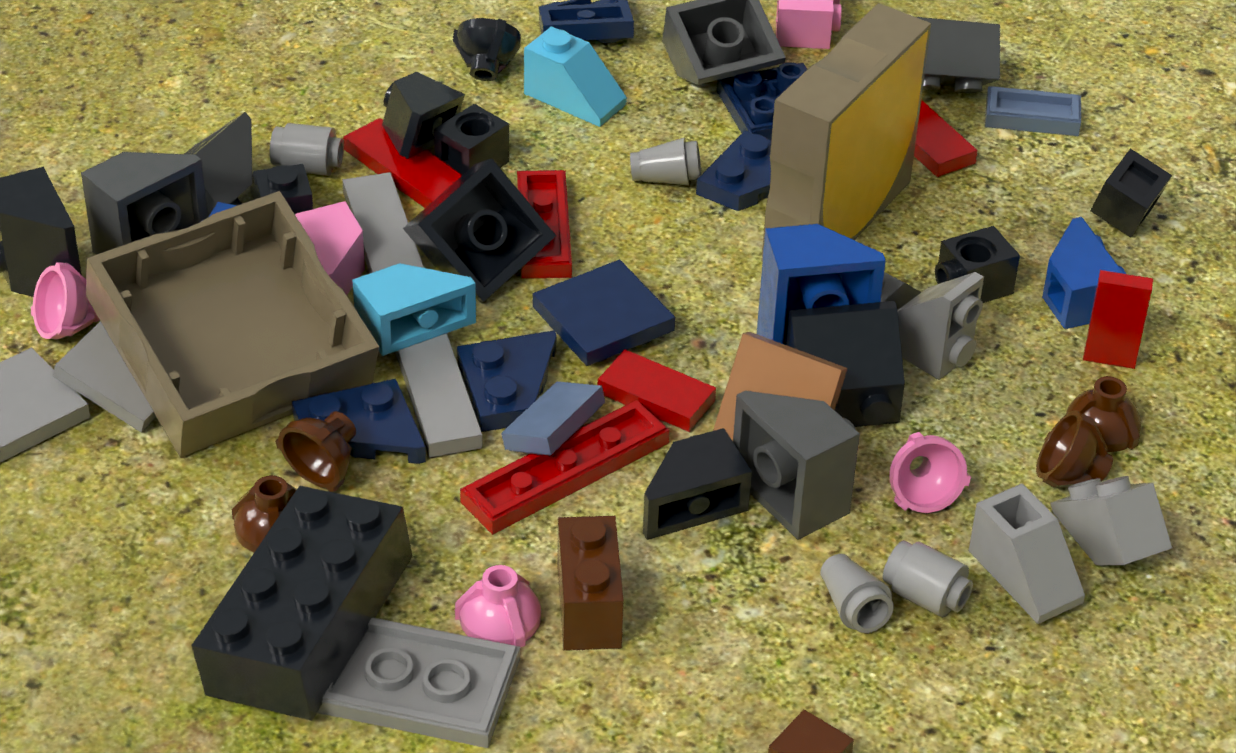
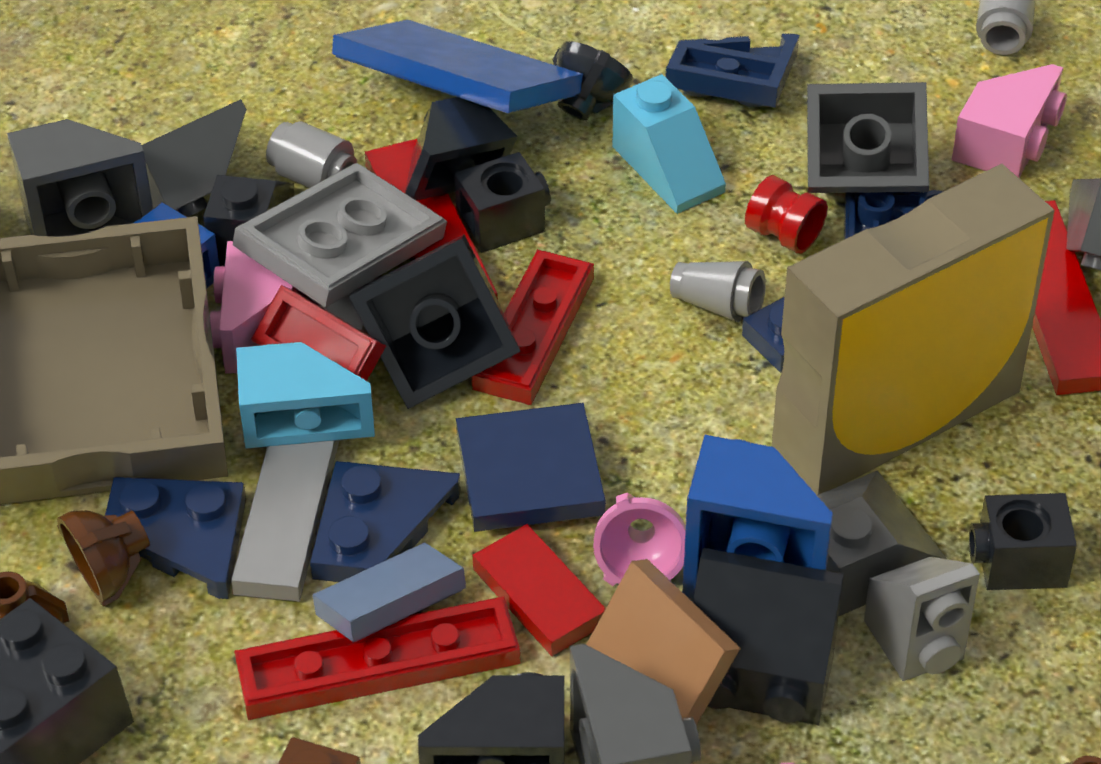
camera: 25 degrees right, 5 degrees up
(373, 189) = (339, 234): none -> light grey tile
(378, 252) = (298, 319): none -> tile
(385, 57) = (457, 65): none -> blue tile
(687, 104) = (786, 214): none -> red wheel
(719, 347) = (619, 543): none -> bright pink piece

